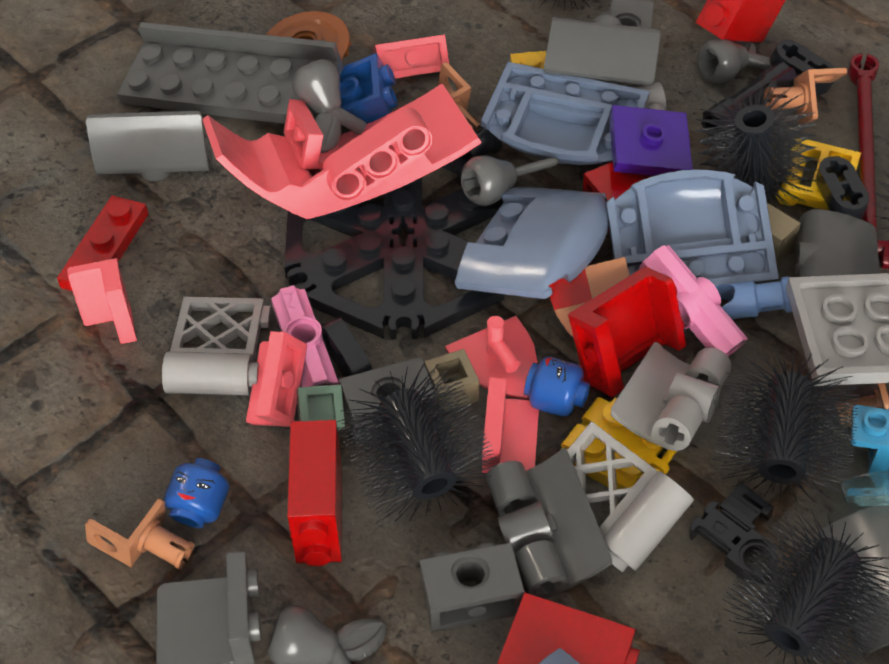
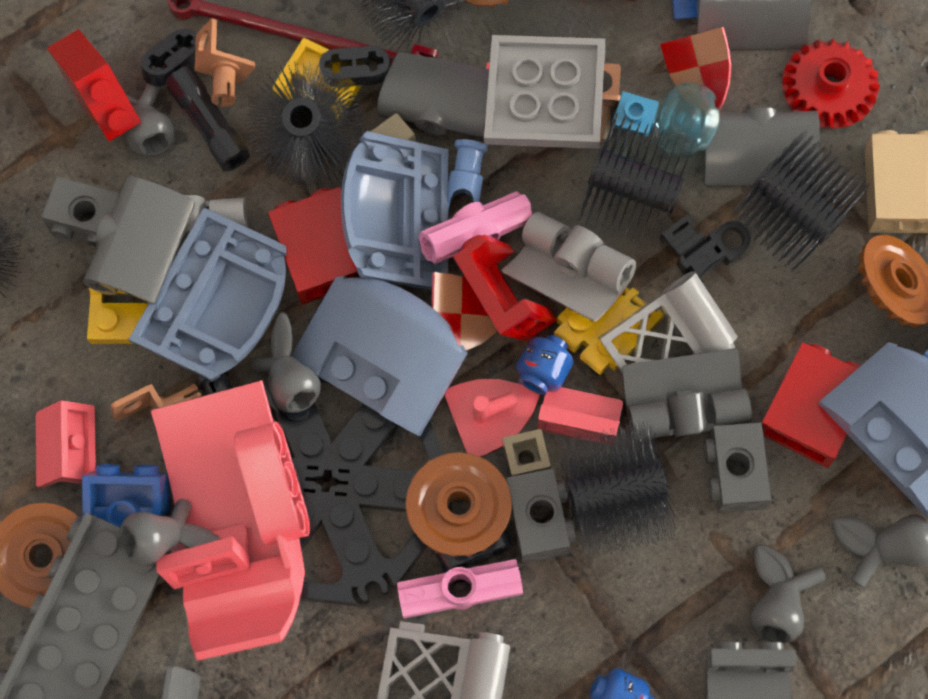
camera: 80 degrees left, 20 degrees up
(279, 375) = (513, 616): coral panel -> none
(315, 492) = (648, 585): red brick -> none
(321, 404) = (551, 580): sand green plate -> none
(384, 316) = (461, 478): none -> dark orange gear
(649, 141) = (280, 221): dark purple plate -> none

